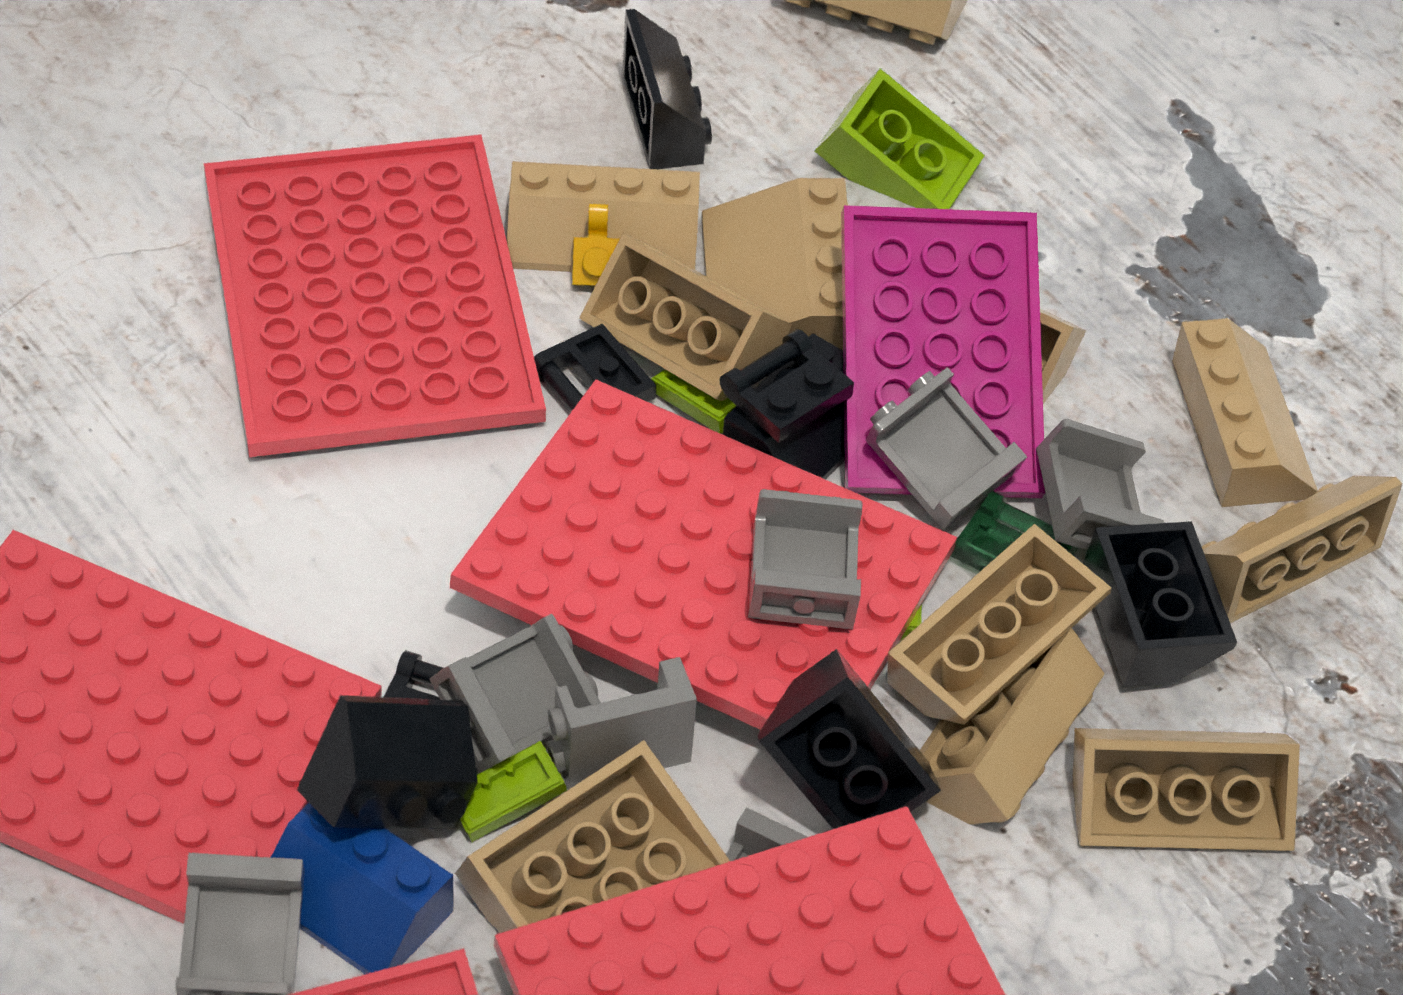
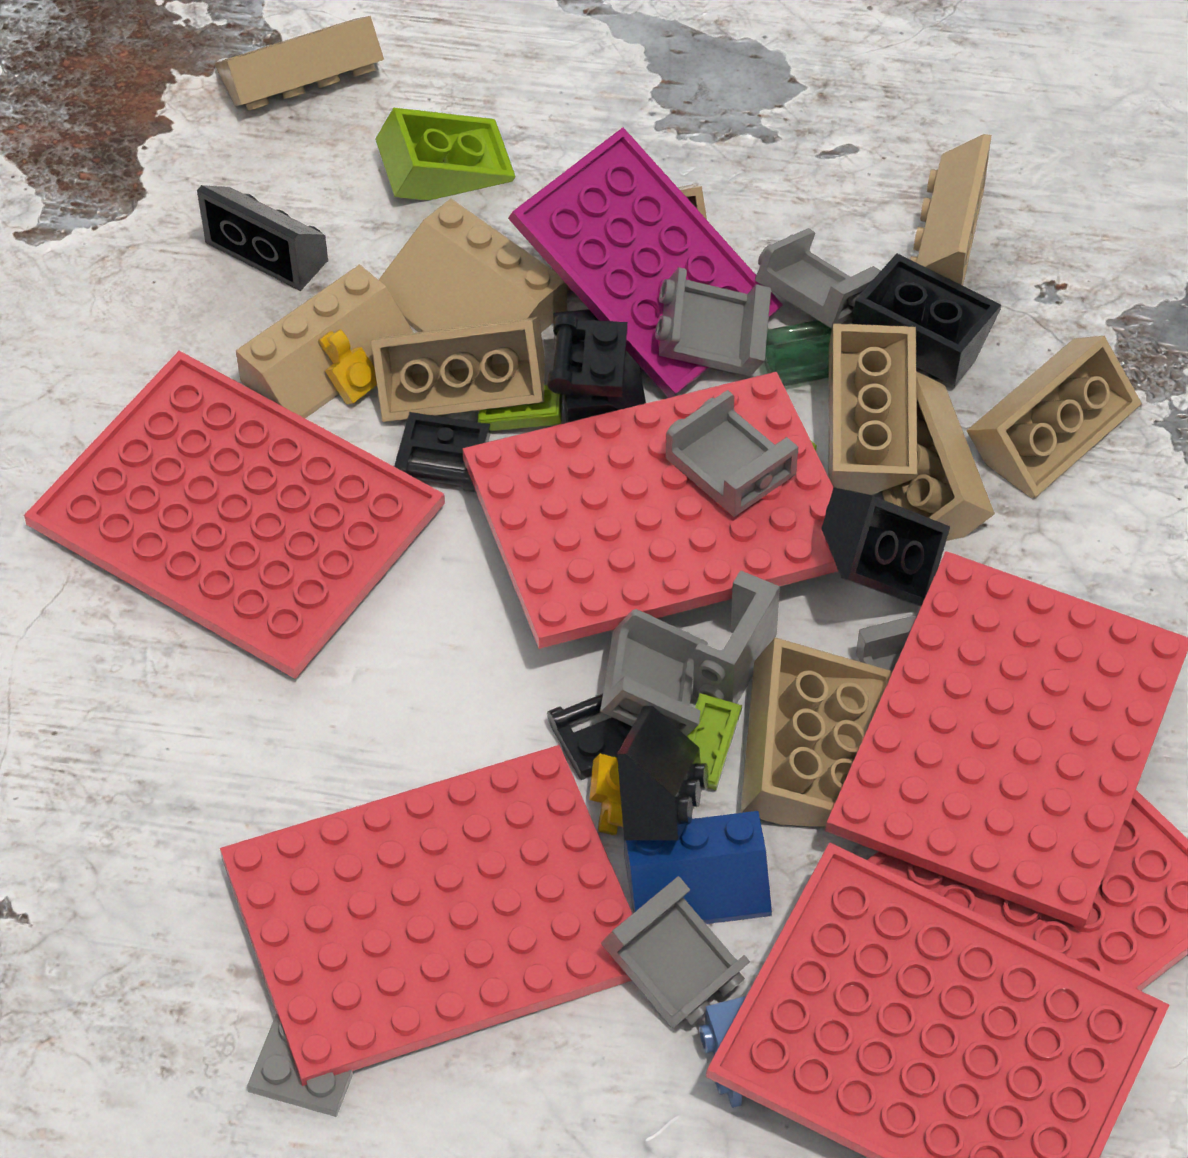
camera: 40 degrees left, 5 degrees up
(1240, 415) = (828, 171): tan slope -> none

